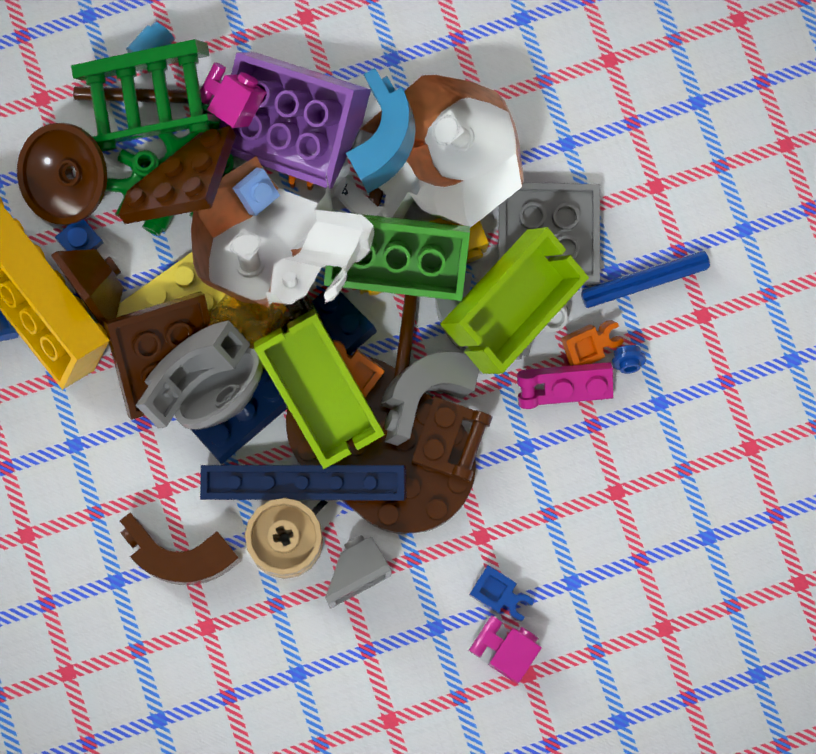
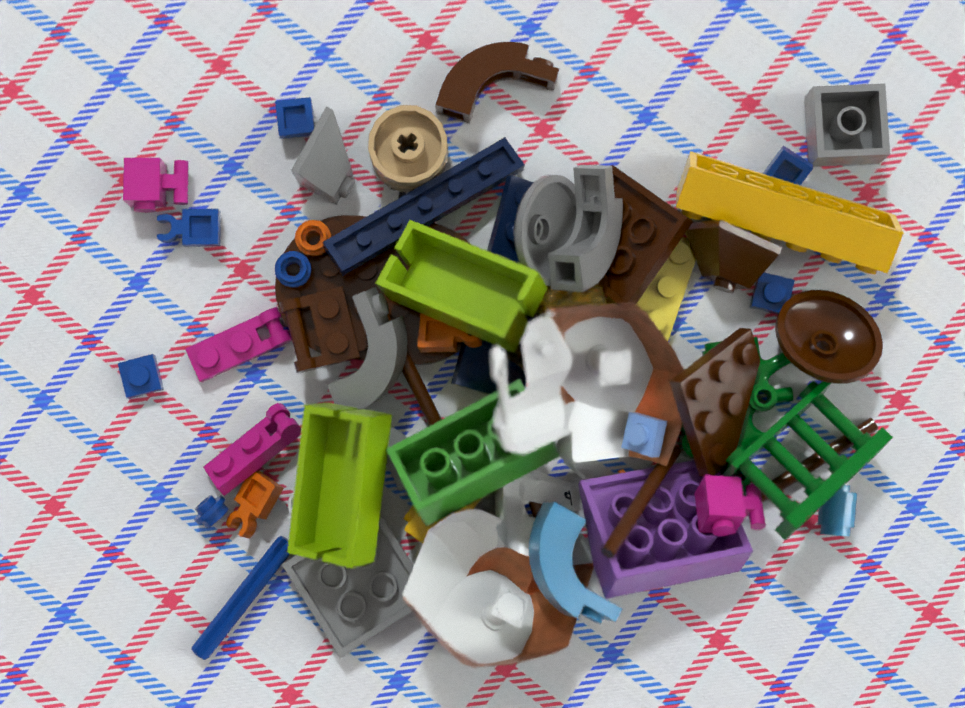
camera: 145 degrees right, 5 degrees up
(302, 137) = (637, 506): none -> reddish brown bar
(357, 629) = (295, 117): none -> blue plate
(416, 507) = (305, 230): none -> orange plate
(441, 490) = (287, 259): none -> blue plate
(524, 476) = (237, 345): none -> dark pink plate
(617, 503) = (140, 376): none -> blue plate

